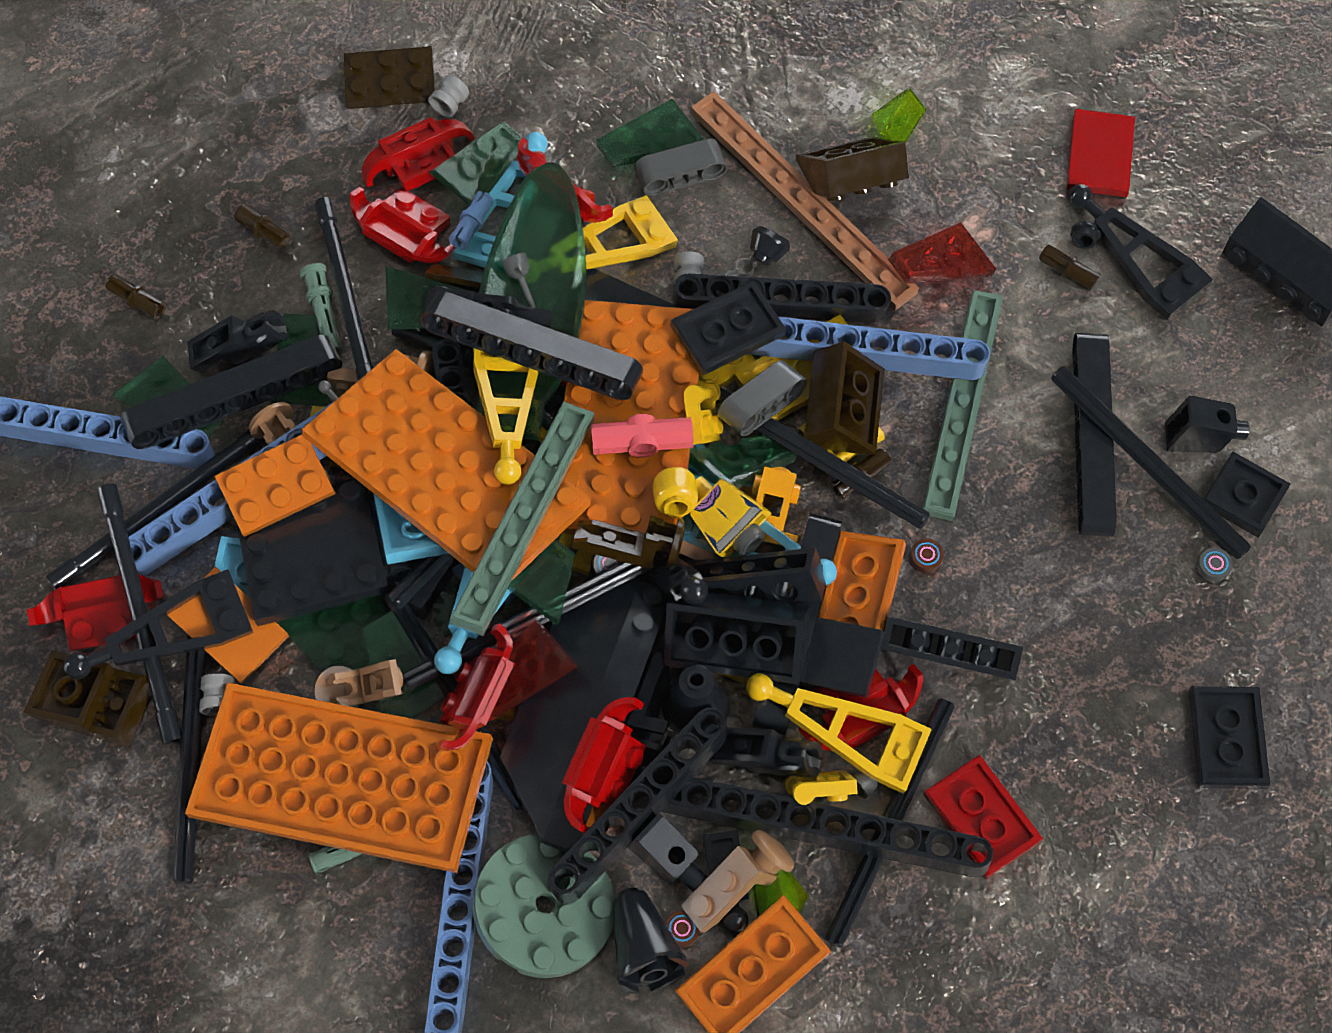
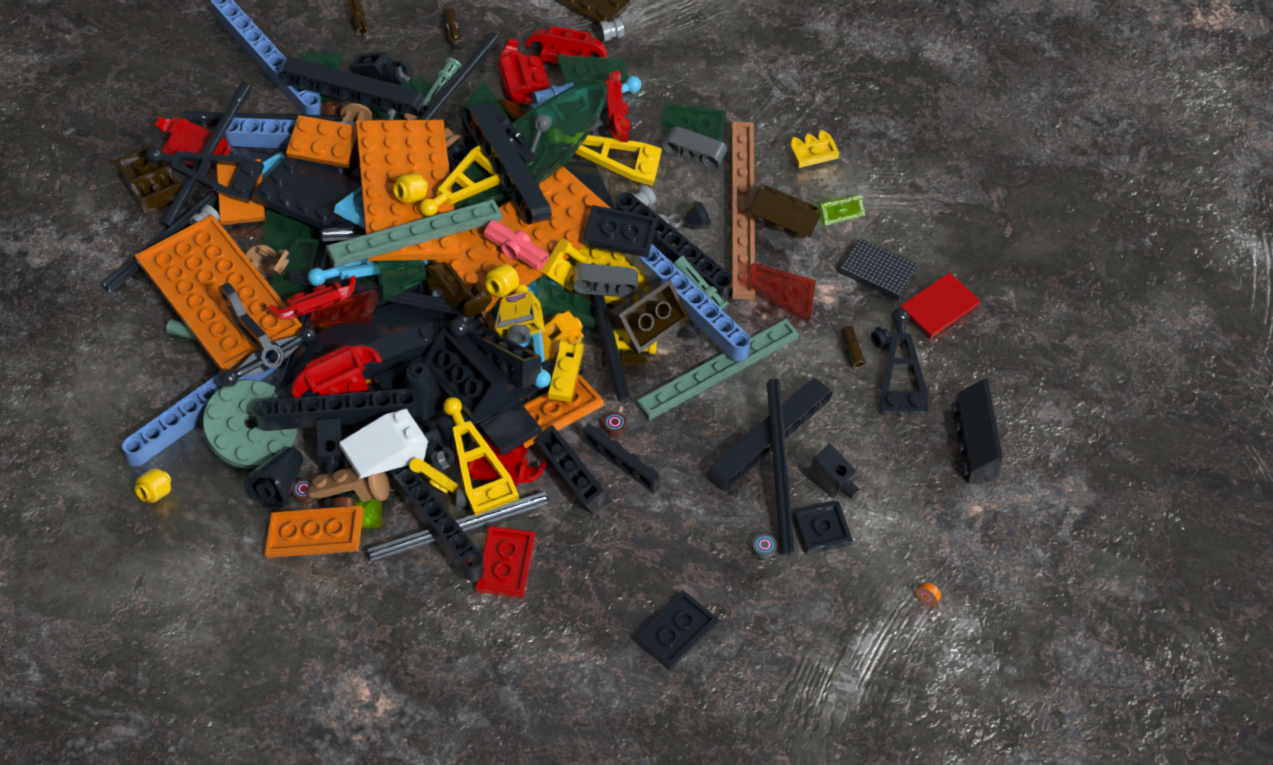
camera: 40 degrees right, 10 degrees down
(223, 434) = (331, 107): none -> copper tile
(465, 464) = (410, 188): none -> yellow head
(489, 804) = (256, 361): none -> black piece
(743, 801) = (385, 444): none -> white slope
(754, 909) = (343, 501): none -> copper tile
(805, 75) = (814, 150): none -> yellow plate
(834, 315) = (686, 268): none -> sand green pin
(837, 540) = (566, 371): none -> yellow plate
(979, 590) = (621, 458): none -> black plate
(1002, 159) = (879, 268): none -> black tile

